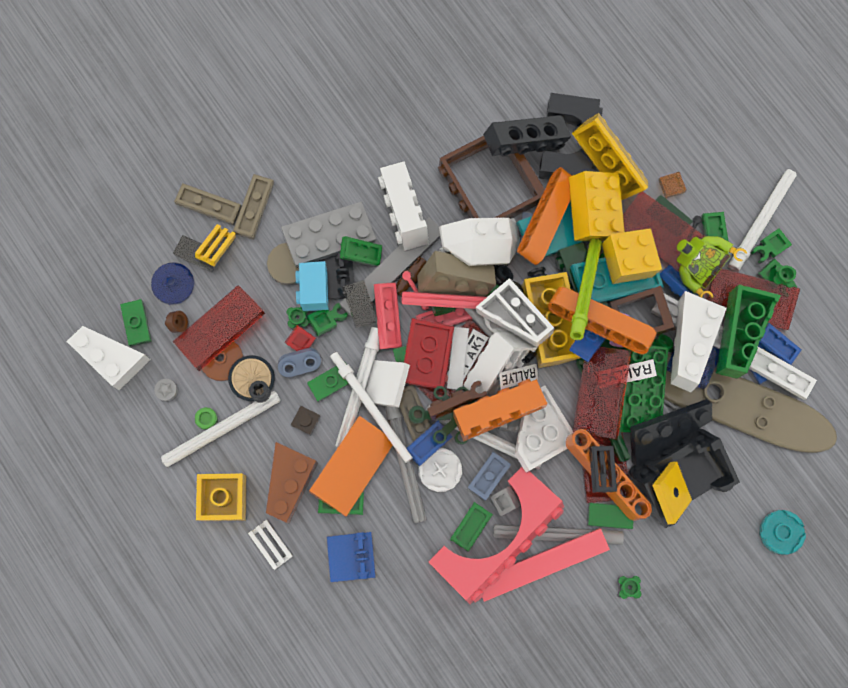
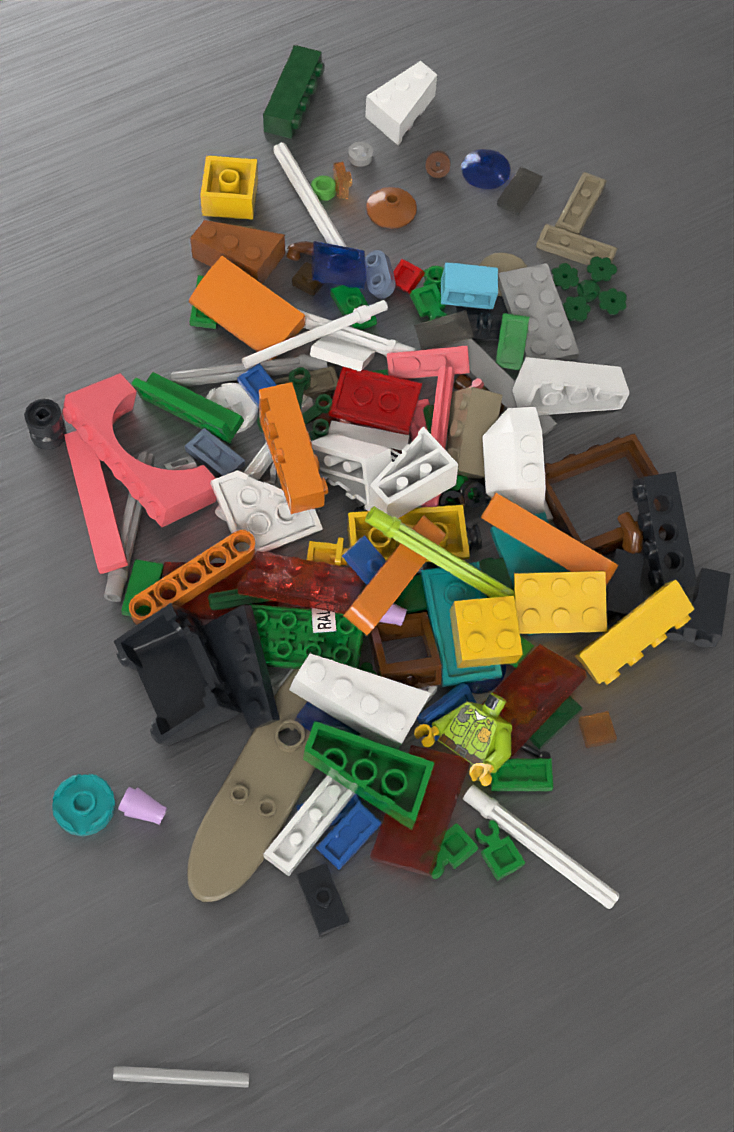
camera: 95 degrees right, 15 degrees down
(100, 455) = (293, 92): none -> dark green brick
(135, 322) = (440, 132): green plate -> none
(200, 401) = (343, 180): none -> clear orange plate
(218, 327) = (427, 201): clear red tile -> none
(222, 233) = (529, 200): yellow tile -> none
(248, 370) = (366, 230): tan wheel -> none
(257, 397) = (347, 231): black bush -> none
(259, 528) = (168, 233): white tile -> none
(275, 429) = (297, 248): none -> reddish brown arm
(297, 195) = (589, 290): none -> dark green plant
(298, 395) = (338, 265): none -> clear blue plate
(351, 557) = (142, 309): blue hinge -> none
(440, 408) = (310, 411): reddish brown plate -> none
(449, 502) = (189, 406): none -> green fence
(471, 527) = (156, 433): green tile -> none
(481, 617) = (45, 424): none -> black wheel
(513, 377) = (337, 496): white sticker -> none
(532, 158) = (632, 535): none -> reddish brown arm
(568, 379) = (327, 552): none -> yellow bracket
(602, 467) = (197, 570): black tile -> none
(634, 582) = (45, 592): green plate -> none
(672, 492) = (157, 648): yellow tile -> none
(780, 490) = (141, 806): none -> lavender cone
(785, 270) = (457, 847): green plate -> none
(821, 358) = (323, 899): none -> black plate

